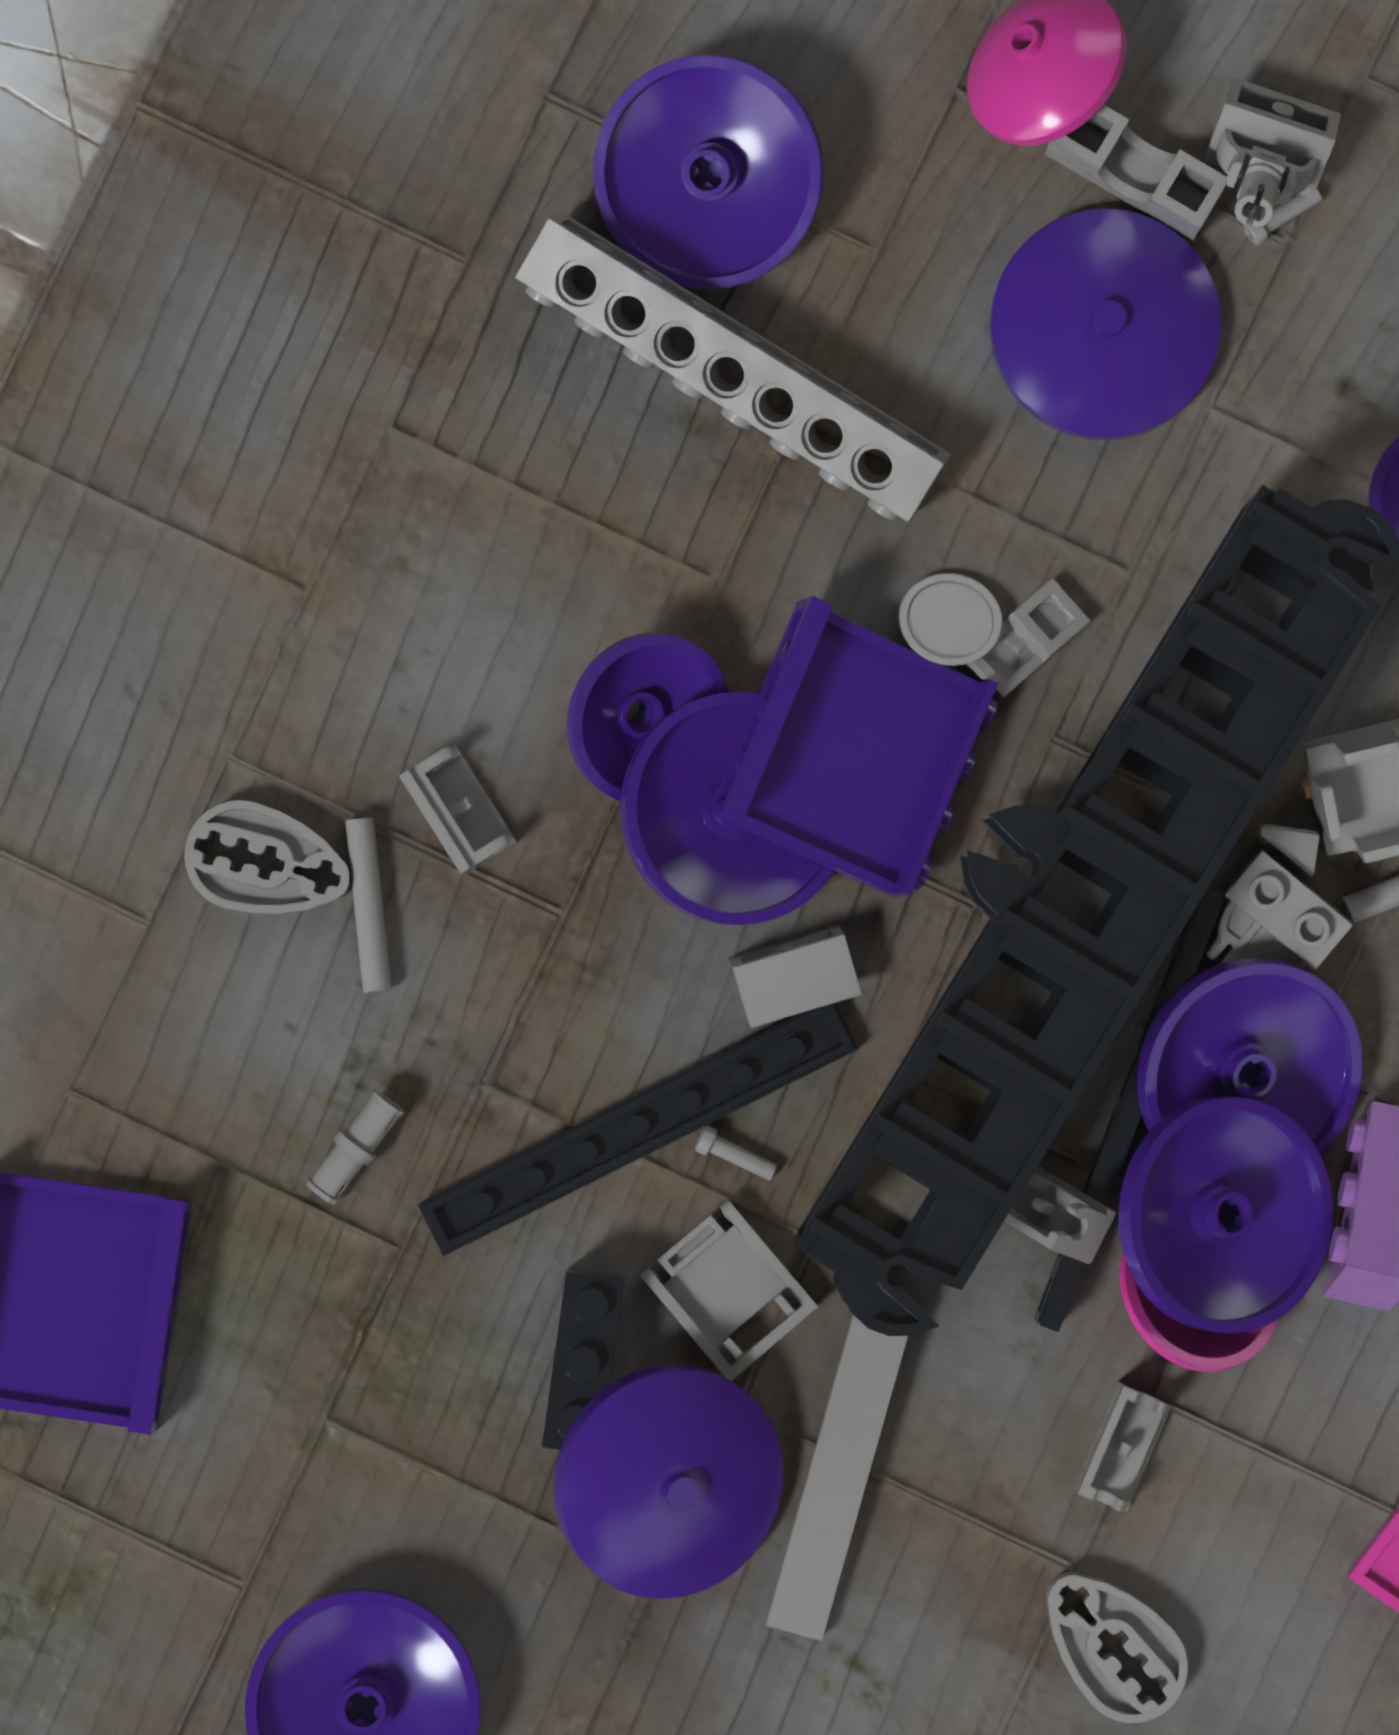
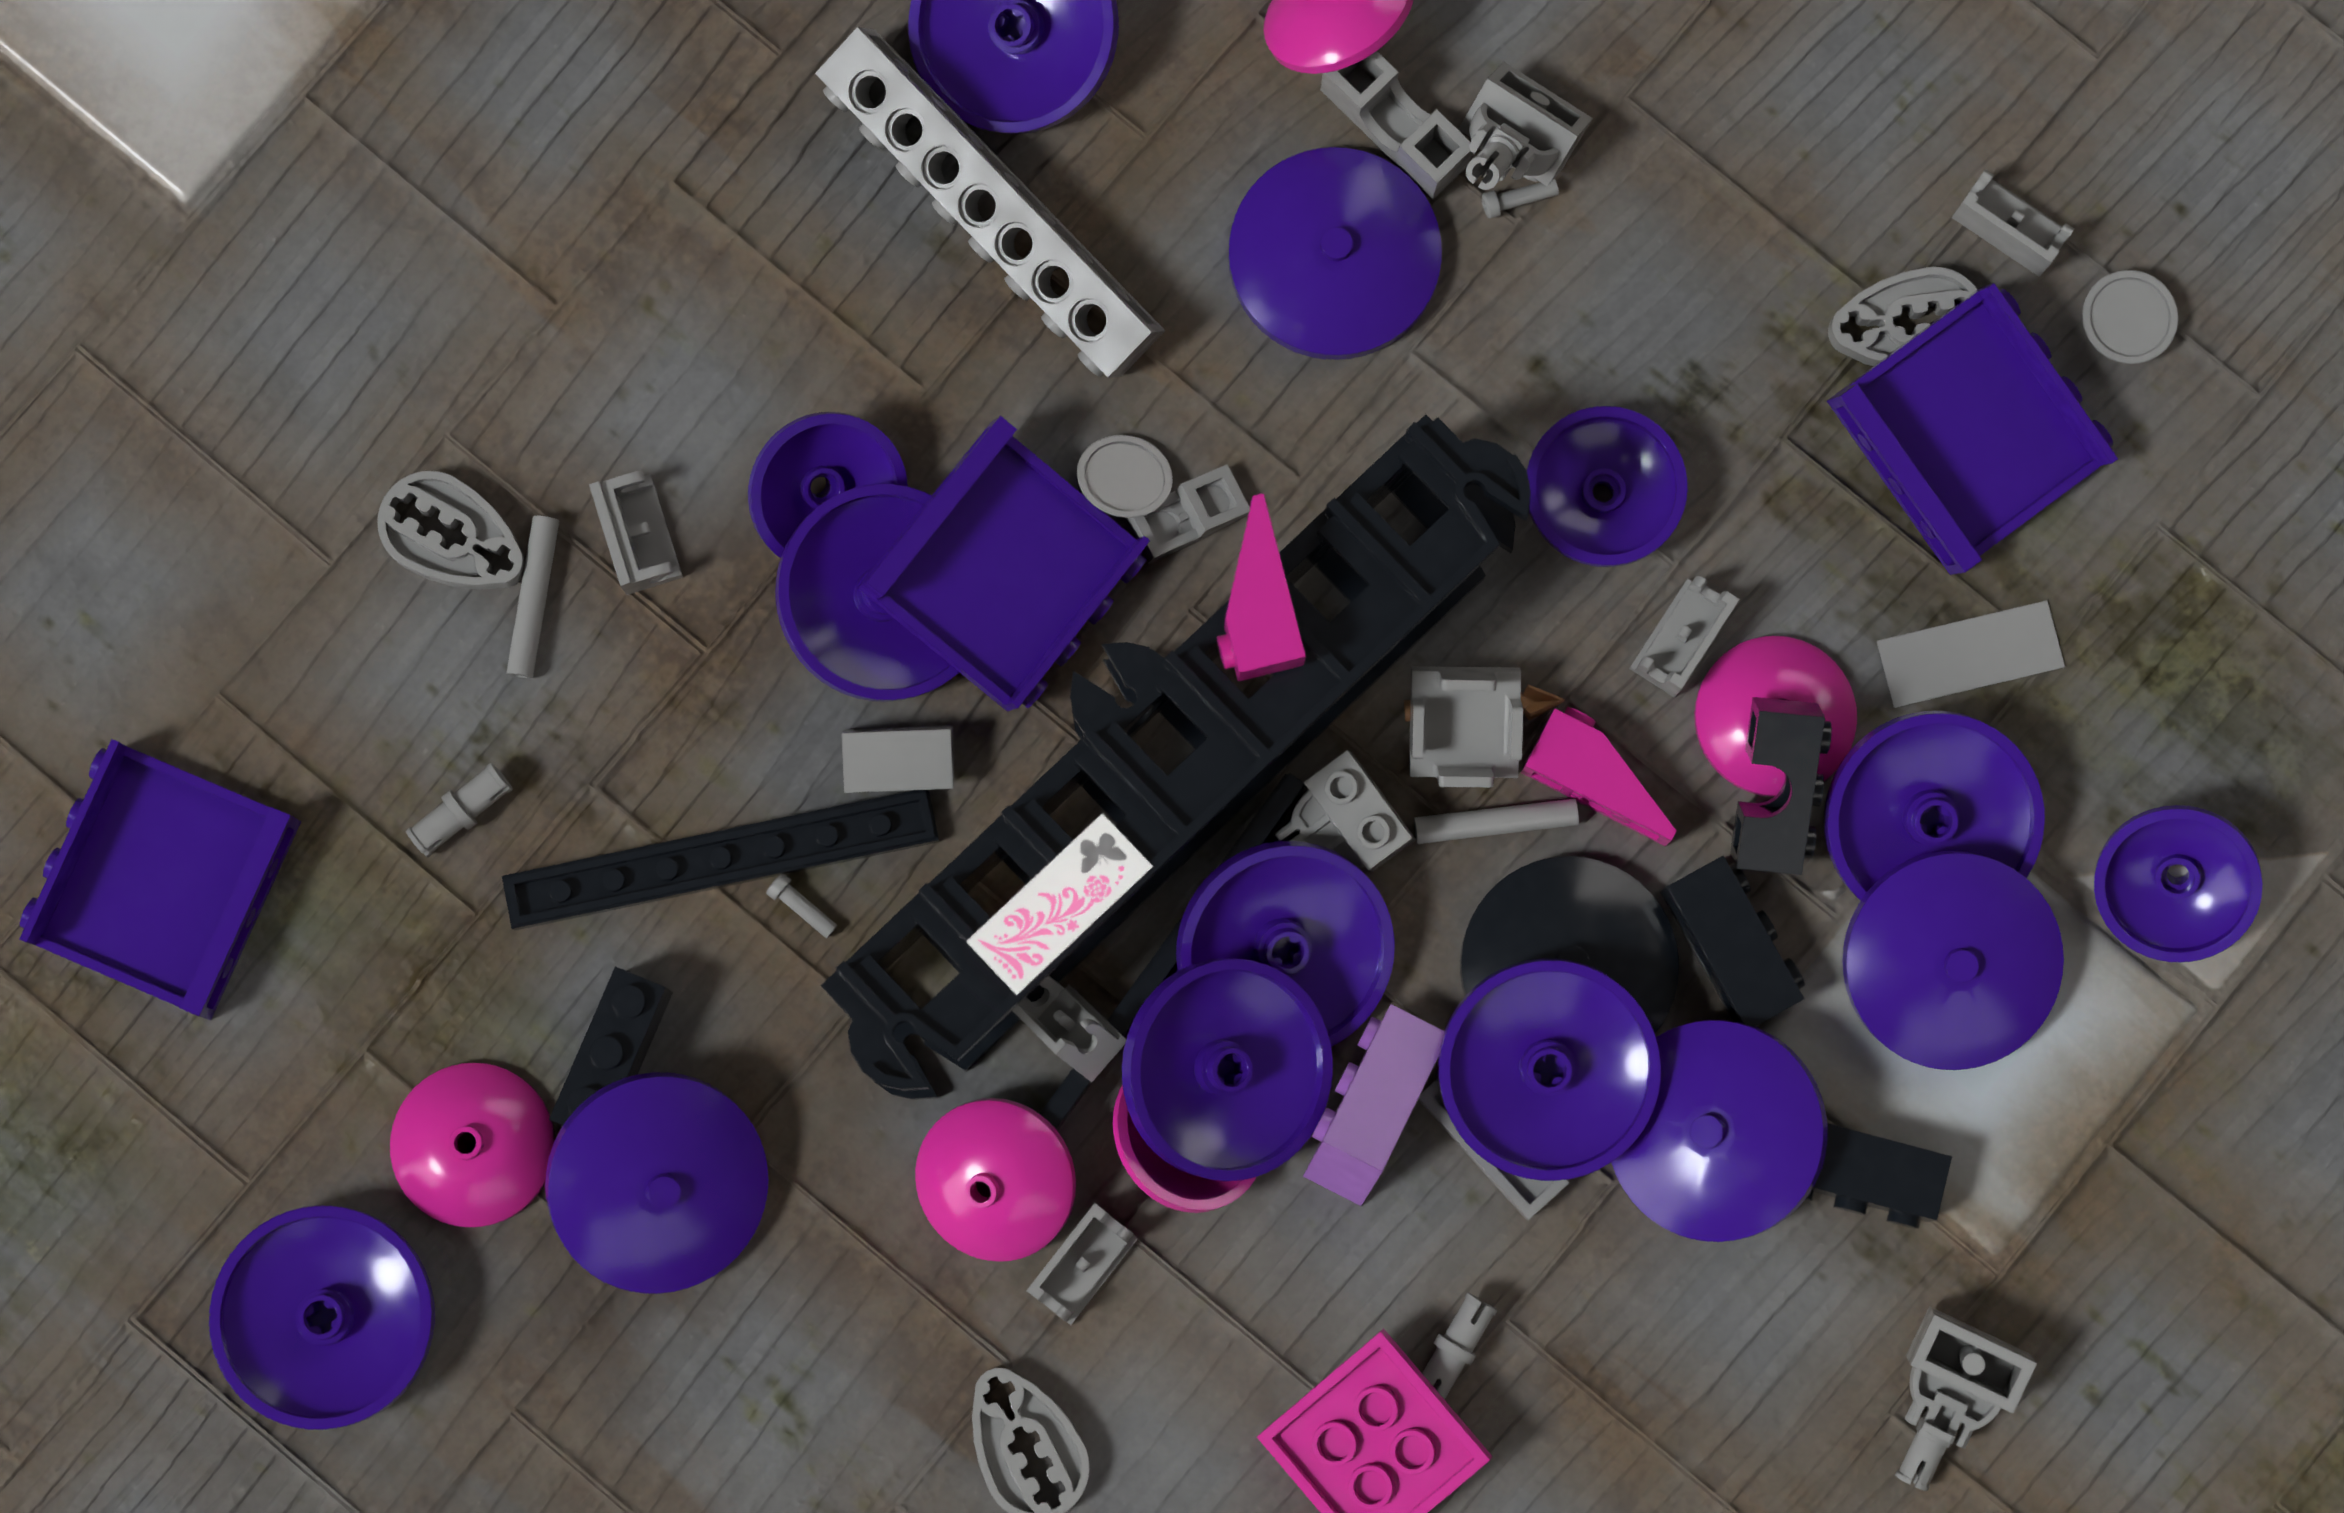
camera: 15 degrees right, 5 degrees down
(470, 1445) = (509, 1152): none -> dark pink dish
(723, 1282) = (759, 1020): light grey container -> none
(835, 1481) = (814, 1221): light grey tile -> none
(1021, 1356) = (1018, 1160): none -> dark pink dish
(1024, 1101) = (1059, 904): none -> white sticker
(1153, 744) = (1260, 614): none -> dark pink slope
(1292, 846) = (1378, 757): light grey slope -> none

